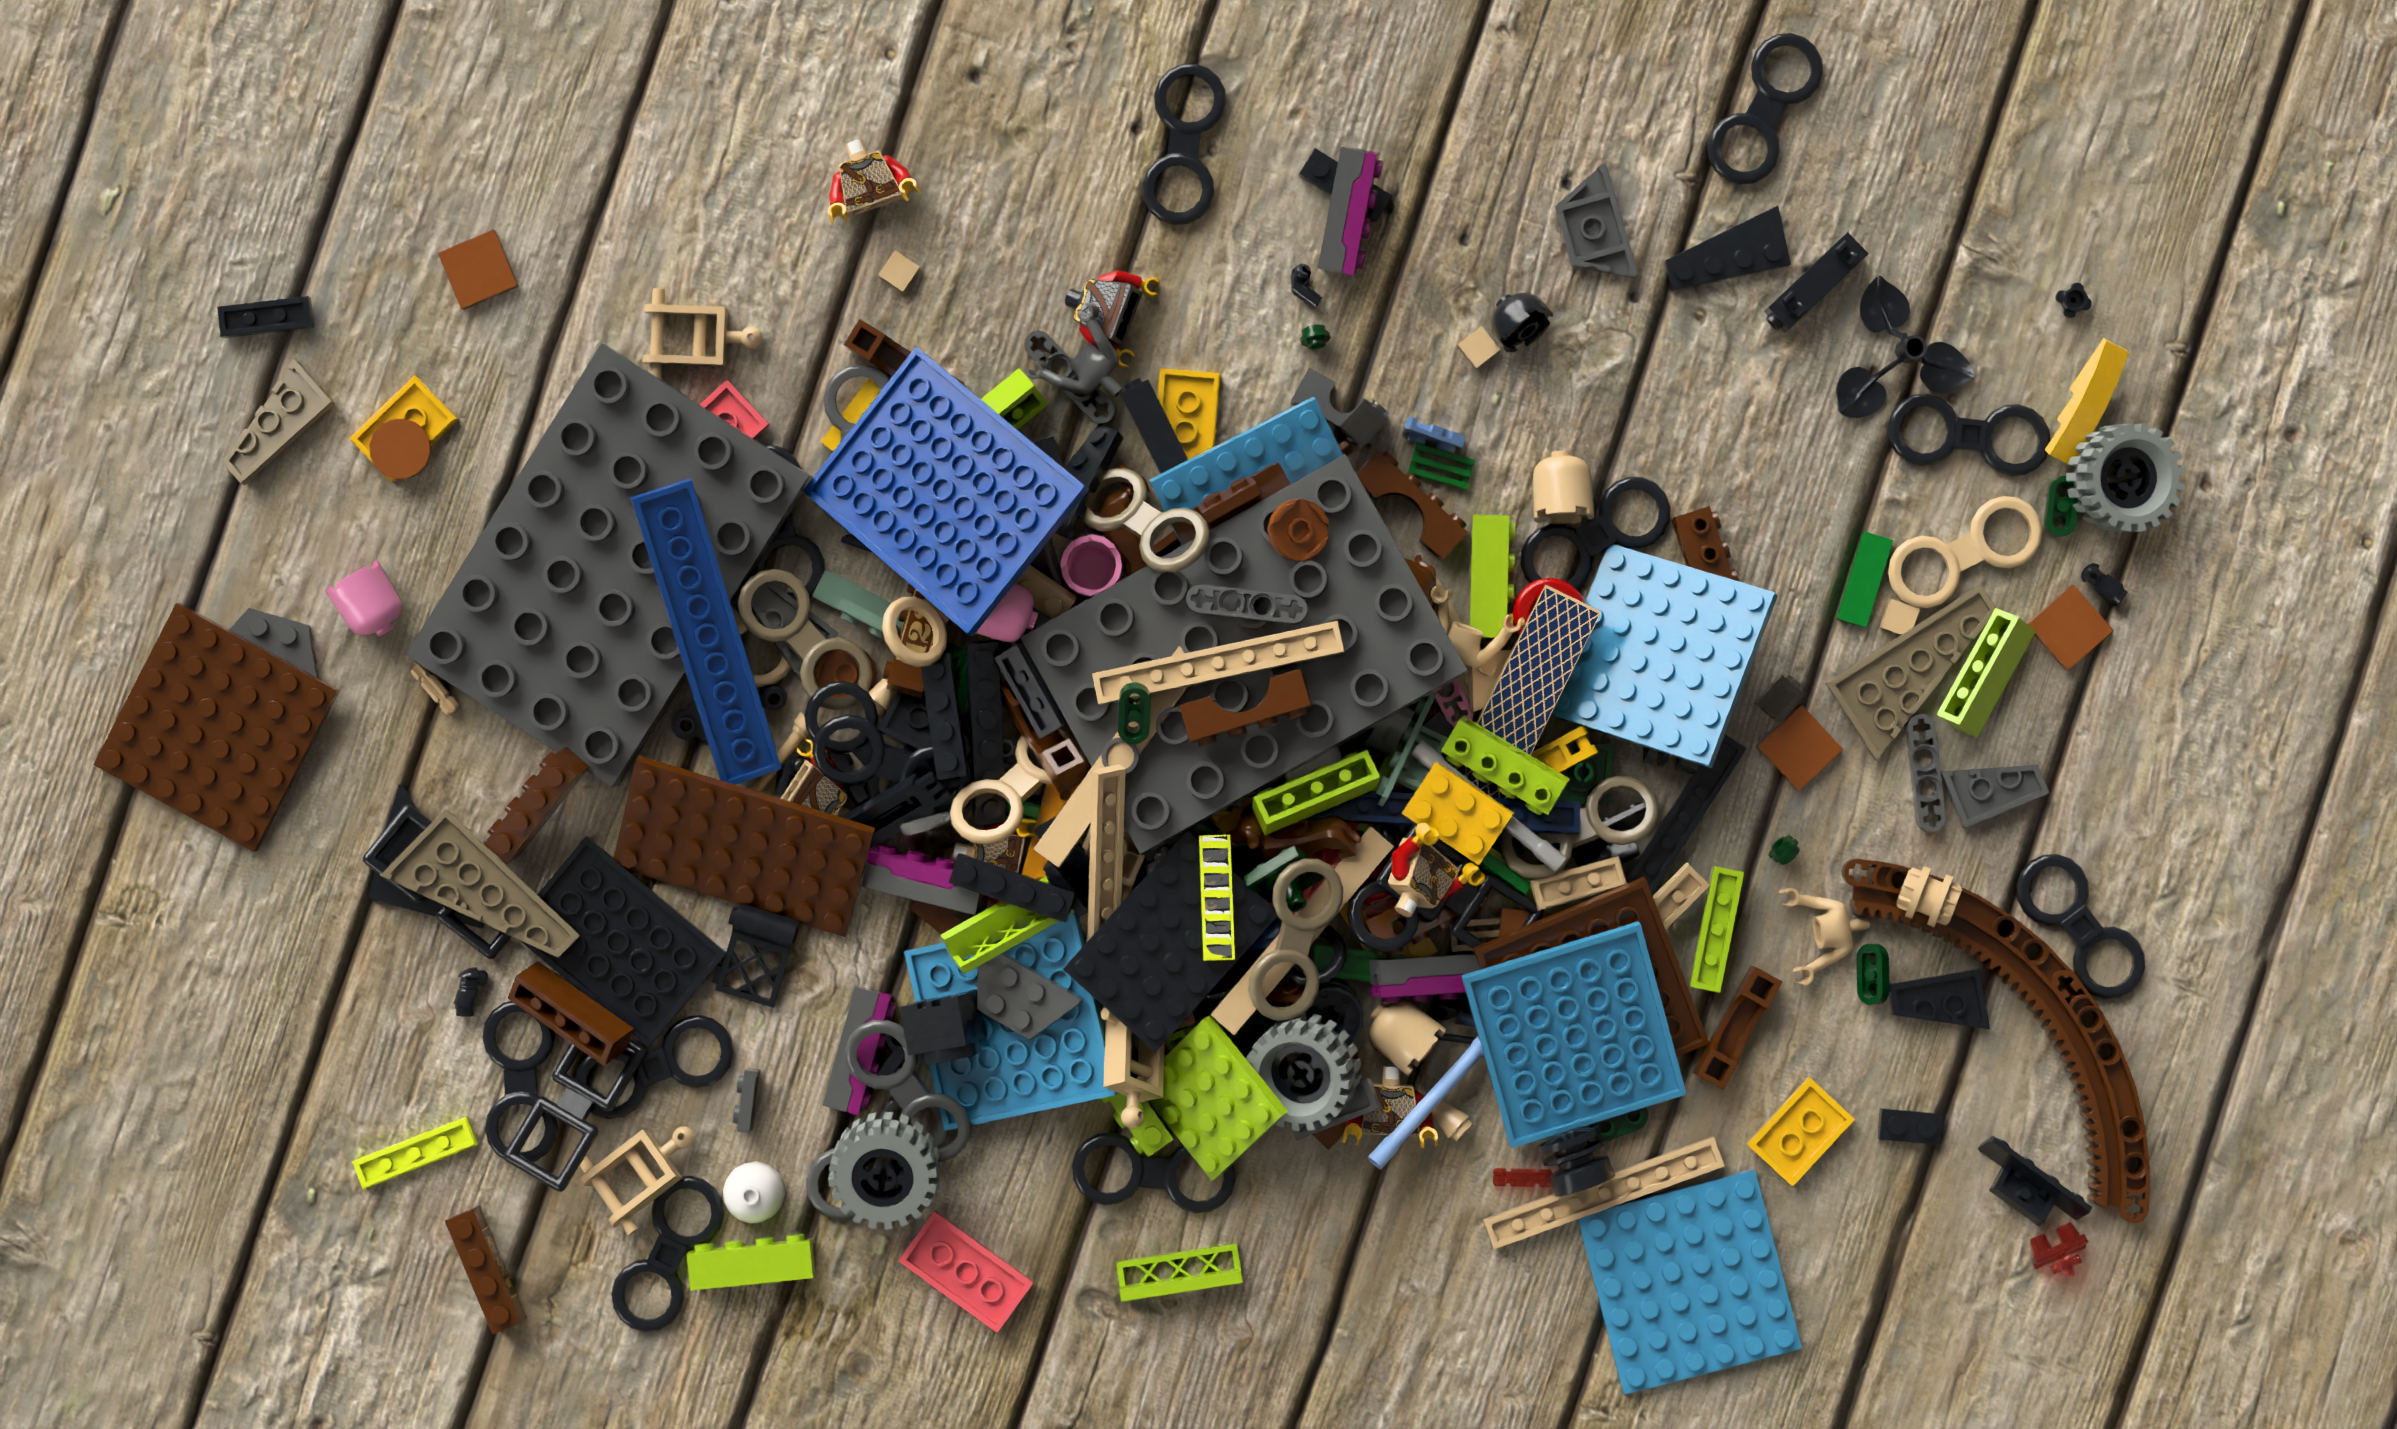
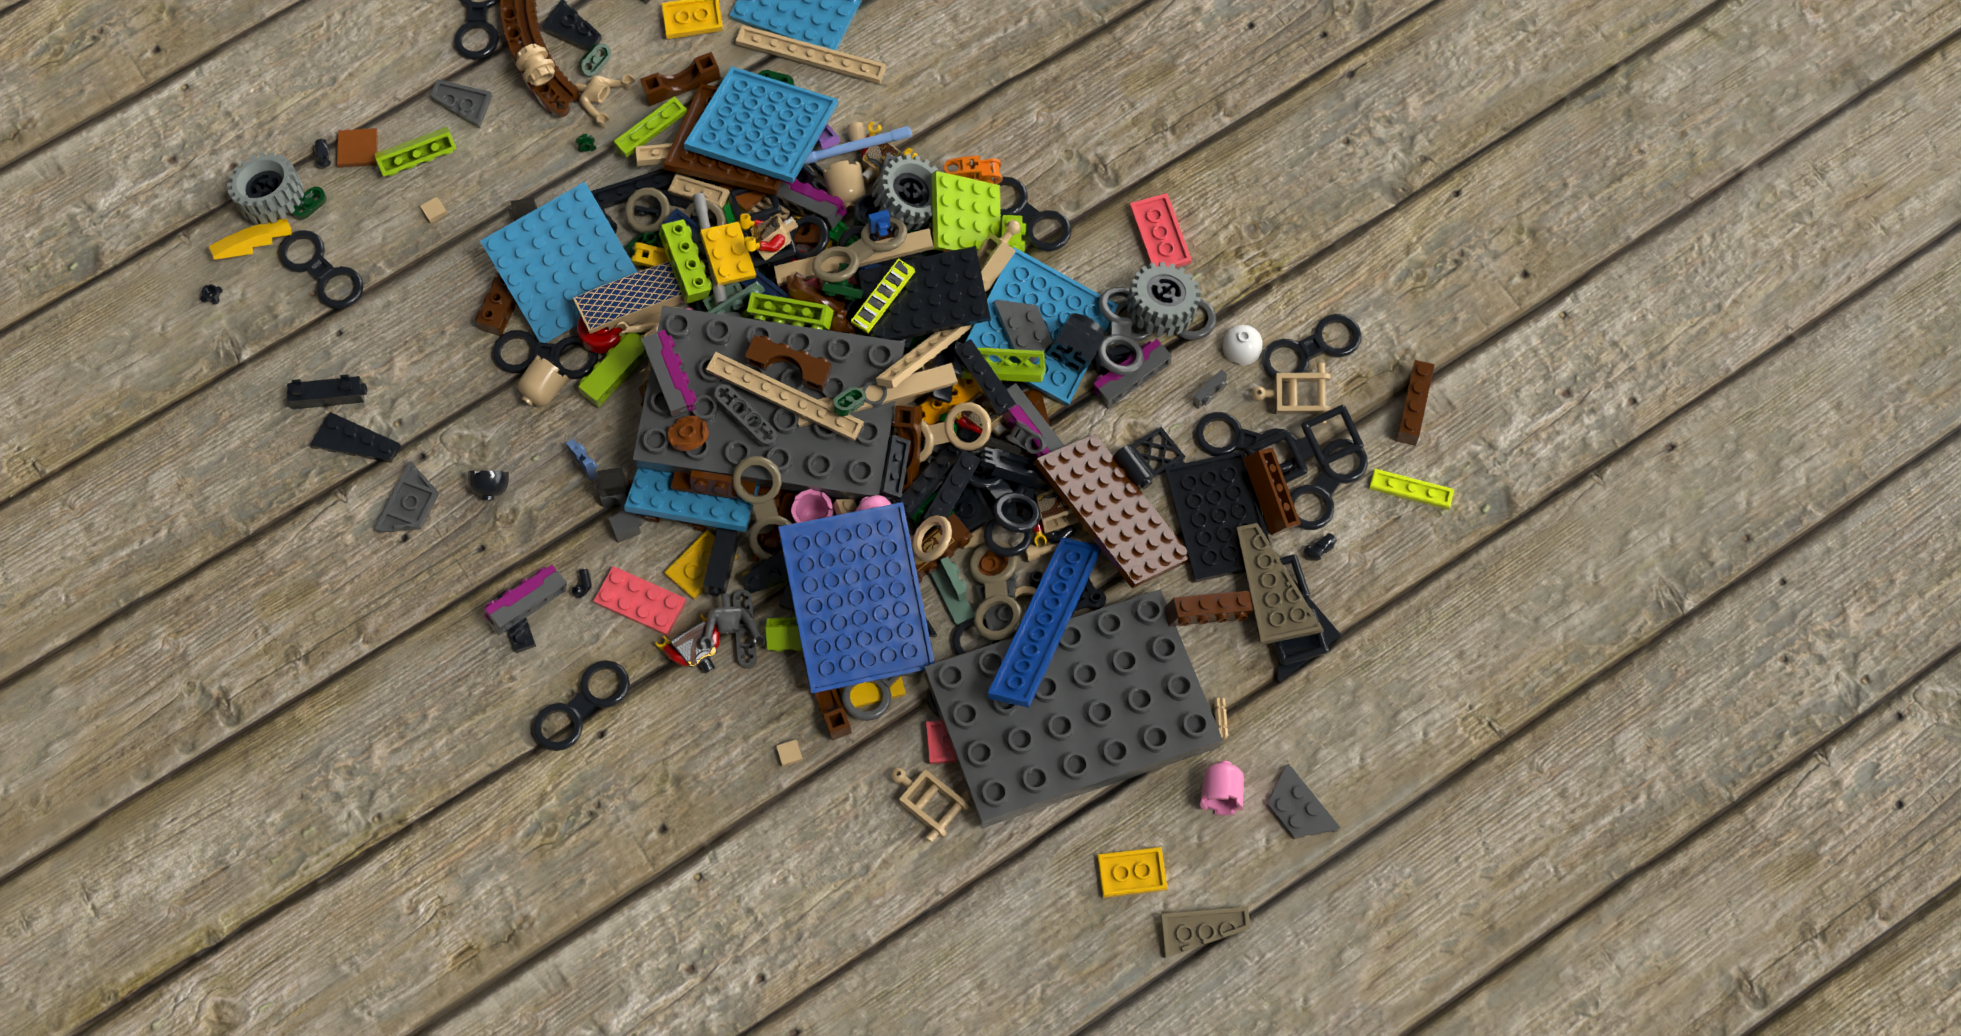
camera: 140 degrees left, 20 degrees down
(216, 727) = (1360, 784): reddish brown plate -> none
(265, 317) = (1164, 993): black plate -> none
(400, 449) = (1141, 858): dark orange tile -> none
(478, 269) = (1022, 929): dark orange tile -> none
(751, 1263) = (1269, 309): lime brick -> none
(867, 182) = (766, 810): torso -> none
(909, 852) = (1024, 435): none -> dark grey piece
(1183, 1283) = (1056, 154): lime fence -> none
(1221, 318) = (640, 601): none -> coral plate
(1246, 1182) = (981, 168): none -> orange piece
(1295, 991) = (879, 222): none -> blue tile
(1314, 337) = (599, 553): dark green plate -> none
(1378, 580) = (668, 373): none -> piece
(1440, 530) = (621, 412): reddish brown arch -> none
(1442, 454) = (583, 431): green tile -> none
(1478, 347) = (521, 488): tan tile -> none
(1478, 1083) = (828, 138): none -> medium lavender tile
(1521, 1177) = (844, 88): clear red axle -> none
(1576, 1161) = (811, 69): black wheel -> none
(1765, 108) = (271, 498): black bar -> none
(1799, 747) = (536, 183): dark orange tile -> none
(1864, 579) = (433, 239): green tile -> none
(1897, 678) = (454, 182): dark tan wing -> none
(1930, 772) = (490, 133): dark grey beam -> none
(1942, 368) = (304, 310): black plant -> none
(1965, 552) = (373, 216): tan bar -> none

